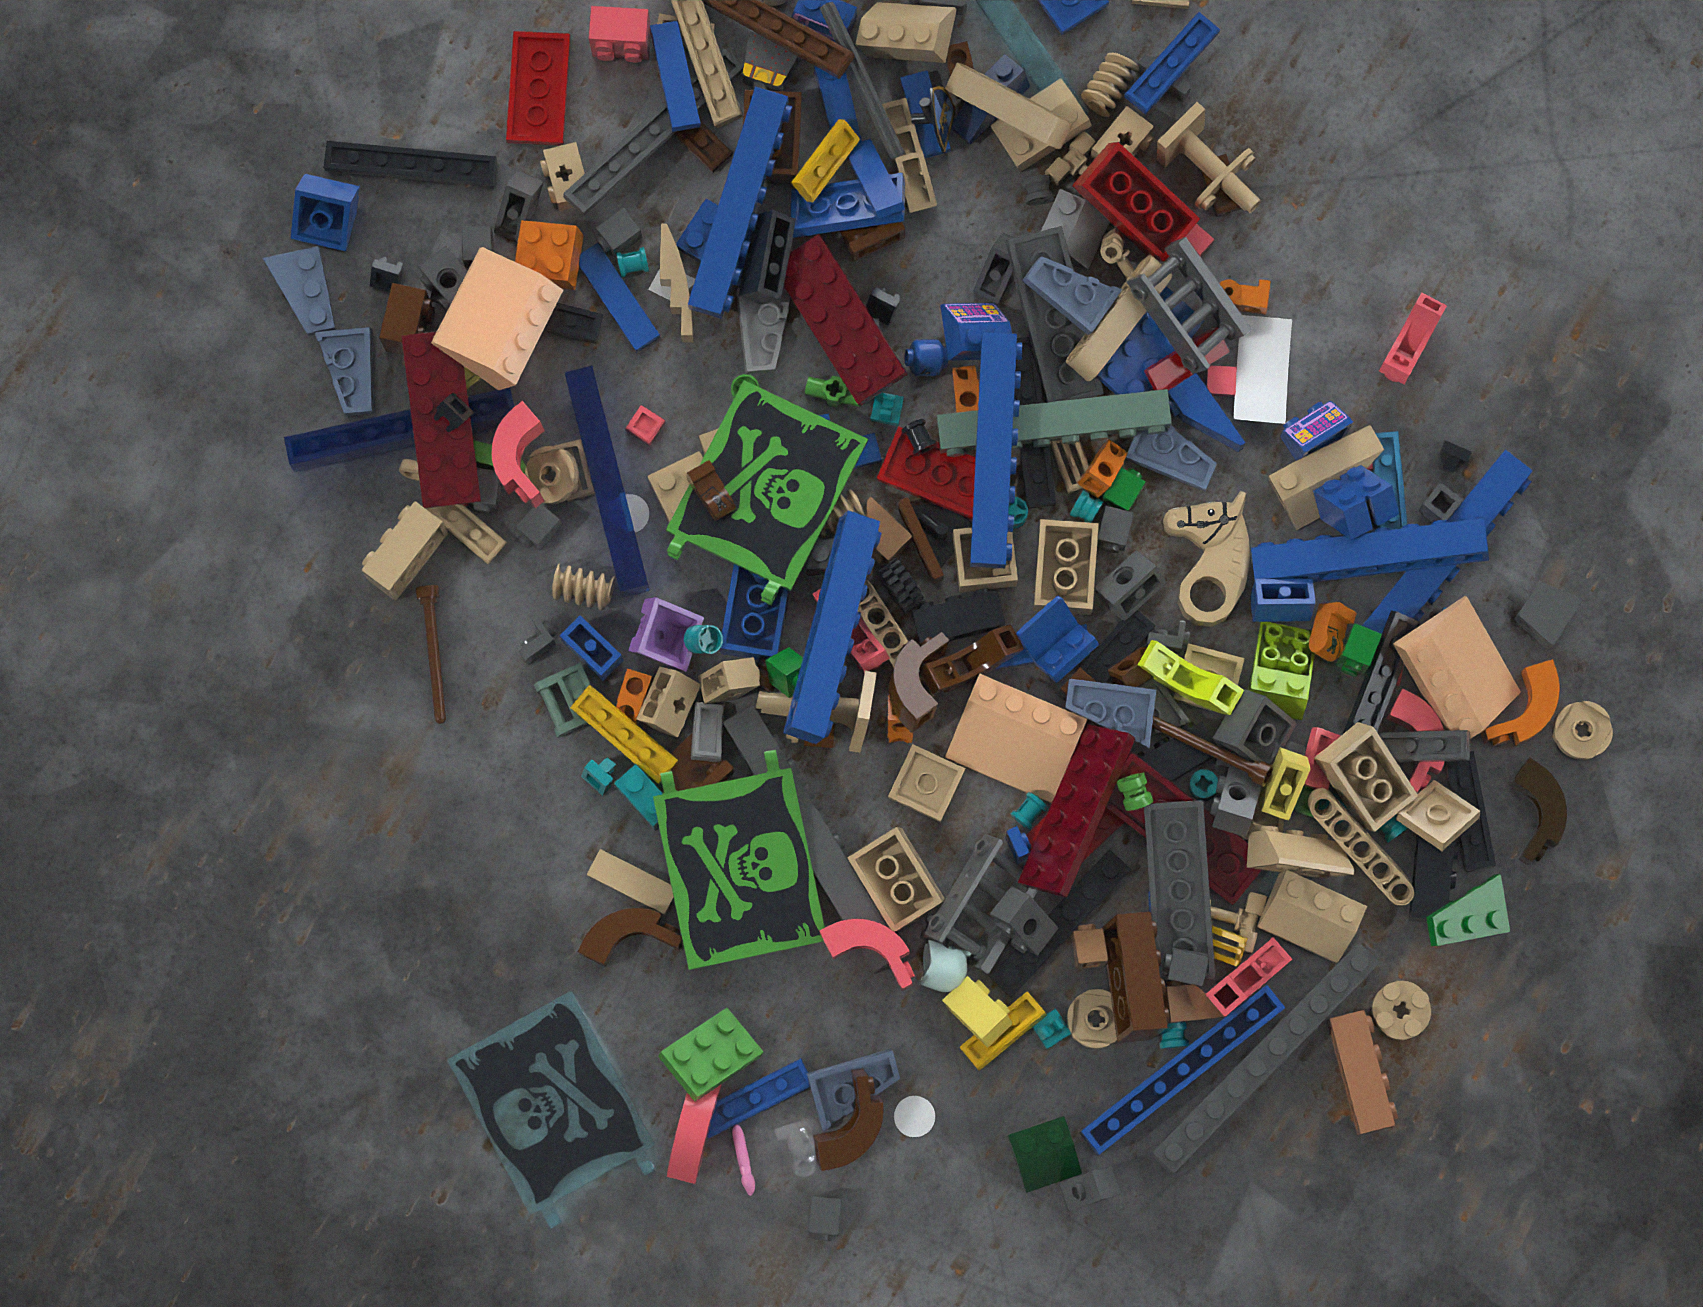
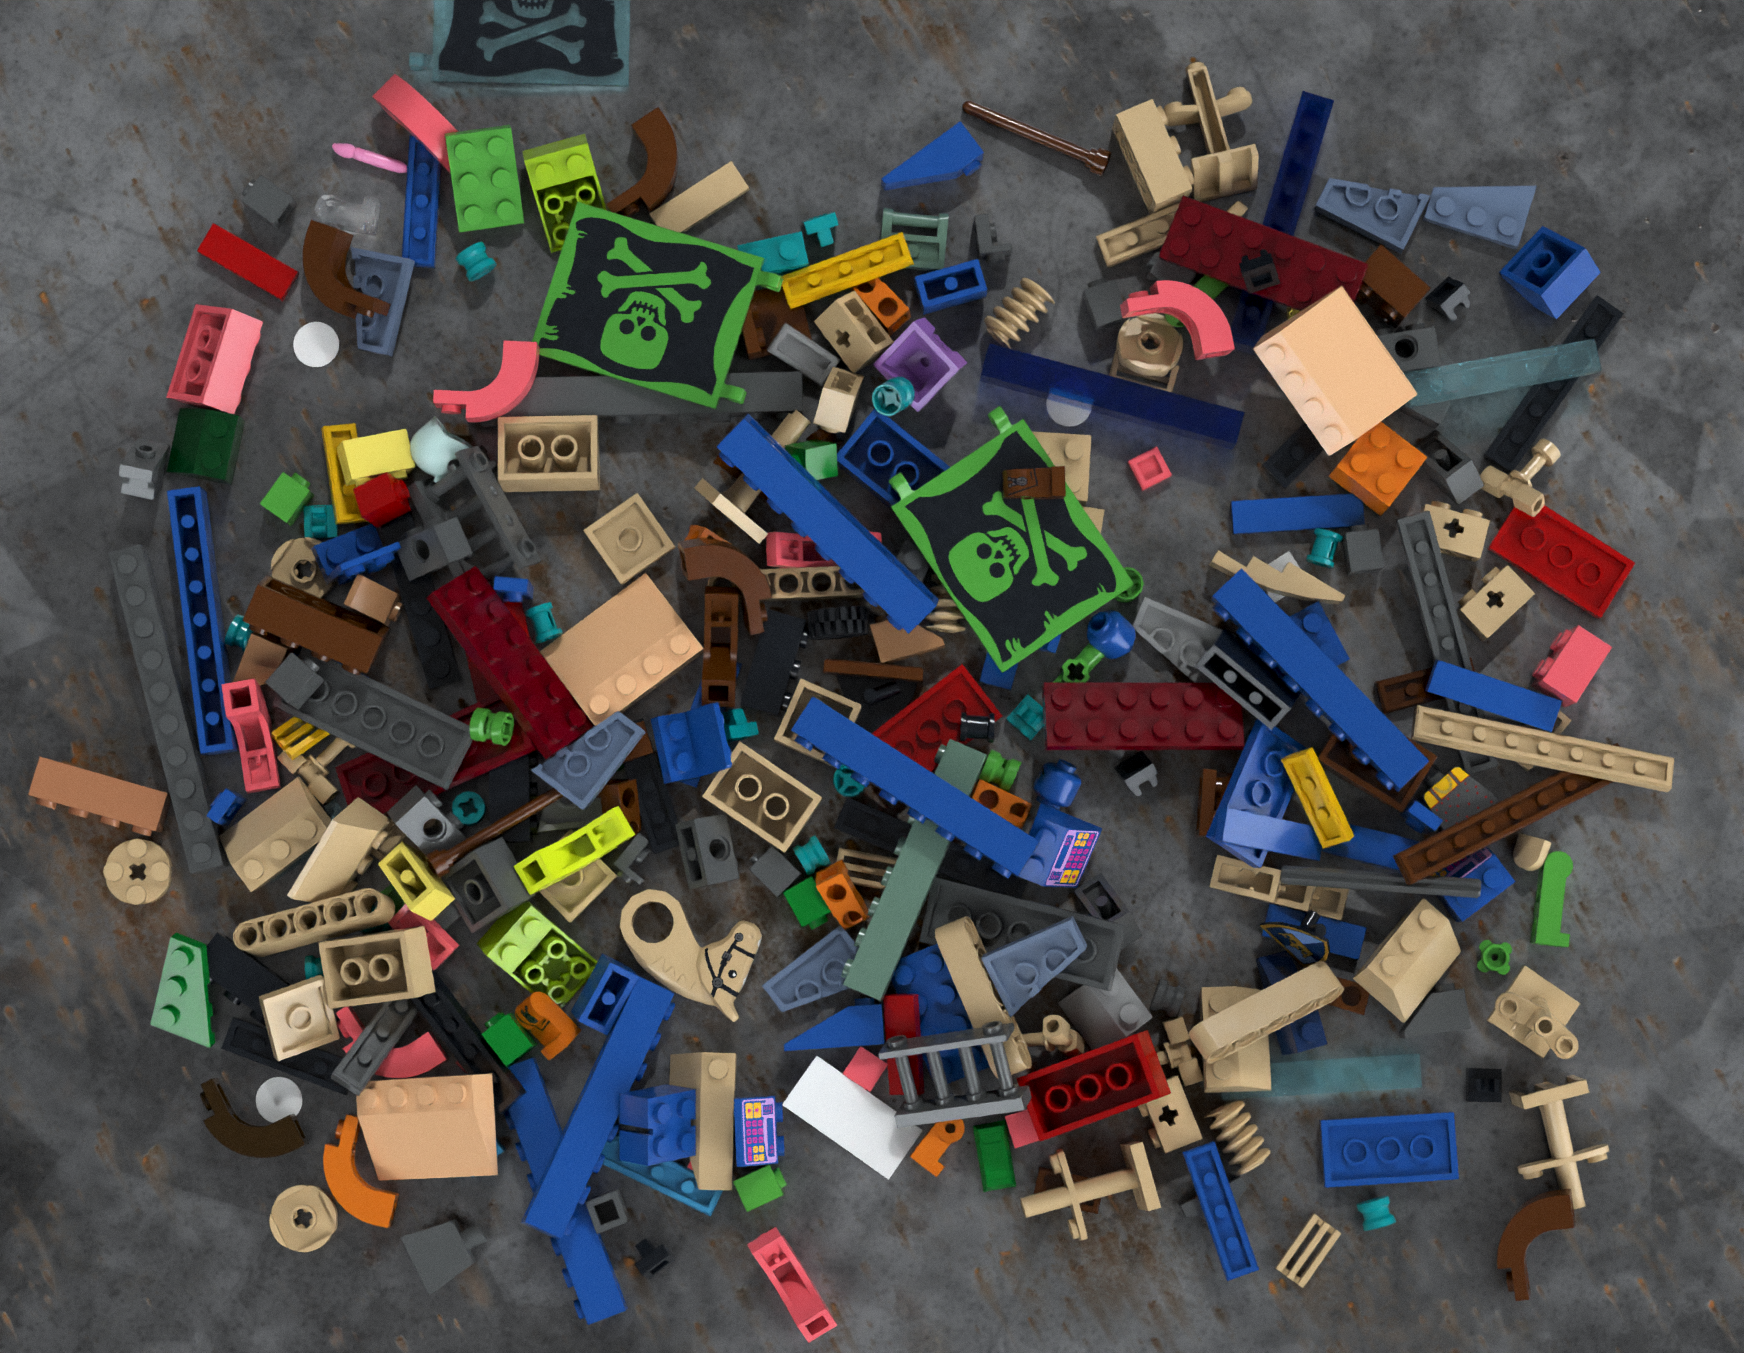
camera: 115 degrees right, 5 degrees up
(381, 493) = (1223, 169): none -> tan piece
(422, 198) = (1504, 372): none -> clear light blue tile
(490, 710) = (941, 160): none -> blue slope
(503, 146) = (1518, 484): none -> tan bar
(592, 106) = (1512, 595): none -> tan brick
(678, 995) = (560, 178): none -> lime slope
(779, 1026) = (476, 261): none -> teal wheel
(790, 380) = (1111, 634): none -> blue head
(798, 78) = (1420, 818): none -> blue plate
(880, 1206) = (248, 262): none -> red tile
(939, 403) = (1000, 770): none -> bright green wheel
(973, 1186) = (215, 358): none -> coral slope
(1007, 984) = (382, 499): none -> red brick
(1022, 614) = (737, 727): none -> teal tile
(1047, 1063) = (288, 497): none -> bright green brick
(1063, 982) = (352, 554): none -> blue bracket
(1229, 251) = (994, 1155): none -> green tile
(1313, 966) = (226, 807): none -> blue plate
(1356, 405) = (760, 1186): none -> bright green brick
(1506, 803) = (278, 1099): none -> white sticker

